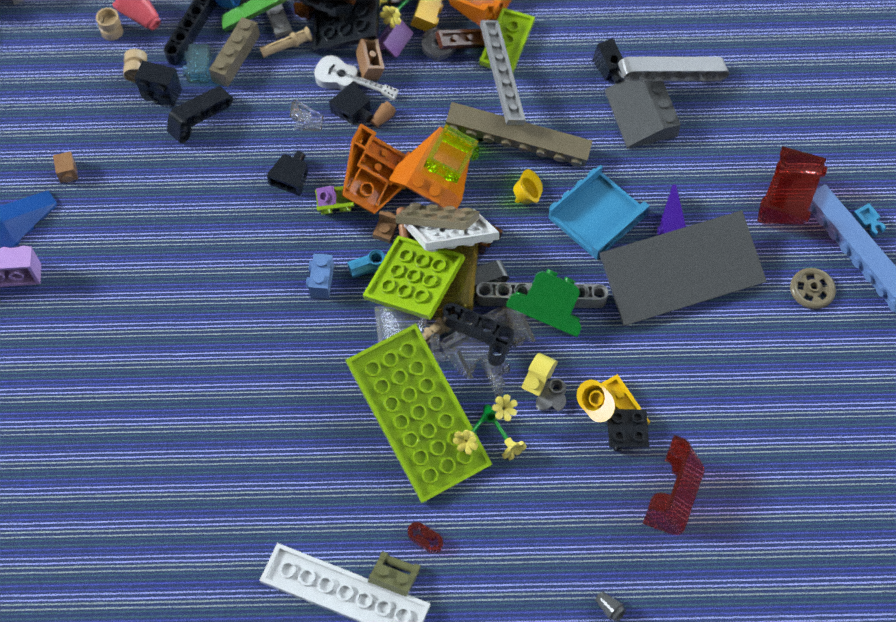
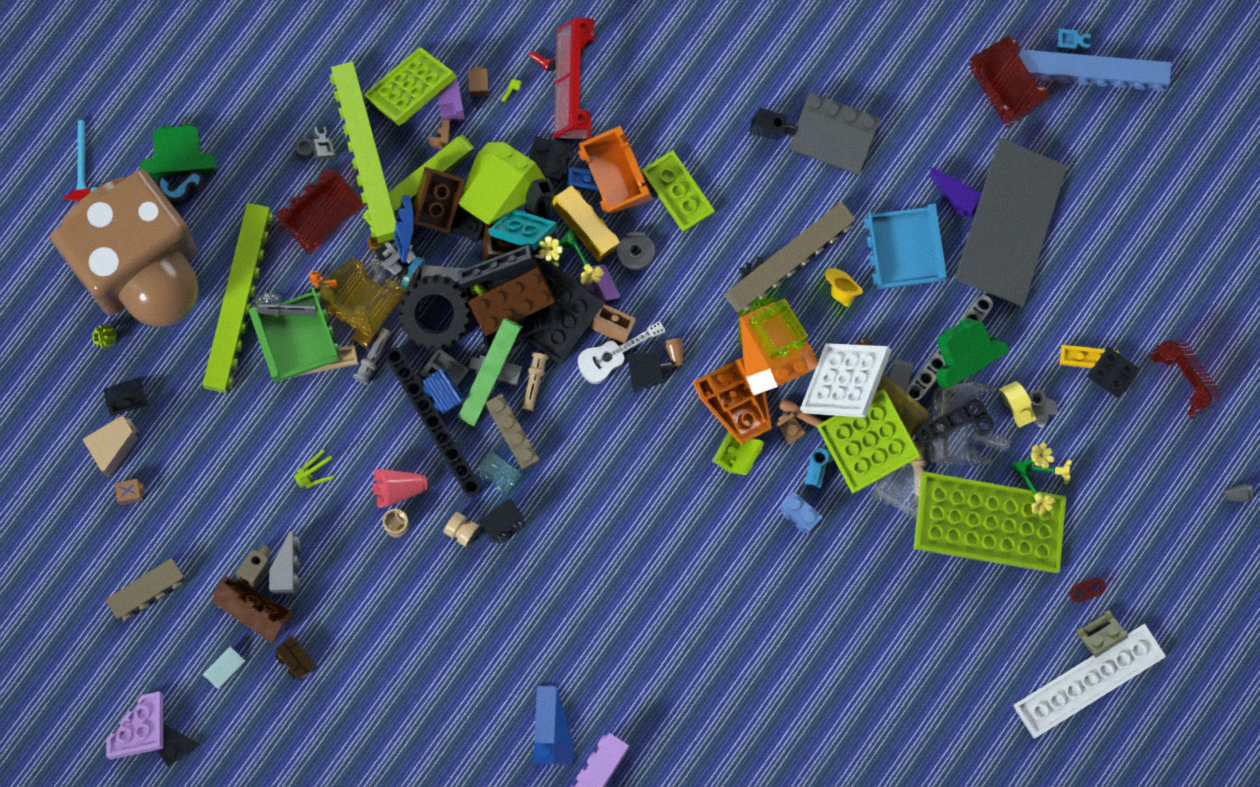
camera: 55 degrees left, 15 degrees up
(65, 167) = (528, 656): medium nougat brick -> none
(195, 111) = (557, 506): black beam -> none
(289, 173) = (678, 470): black torso -> none
(305, 117) = (631, 418): clear slope -> none
(326, 196) = (735, 456): medium lavender bracket -> none
(435, 348) = (932, 467): clear arm -> none
(438, 217) = (823, 381): dark tan plate -> none
(460, 38) = (651, 230): reddish brown plate -> none
(502, 73) = (721, 224): light grey plate -> none
(596, 400) = (1075, 379): yellow piece -> none
(673, 68) = (825, 81): light grey beam -> none
(816, 303) = (1094, 149): dark tan plate -> none

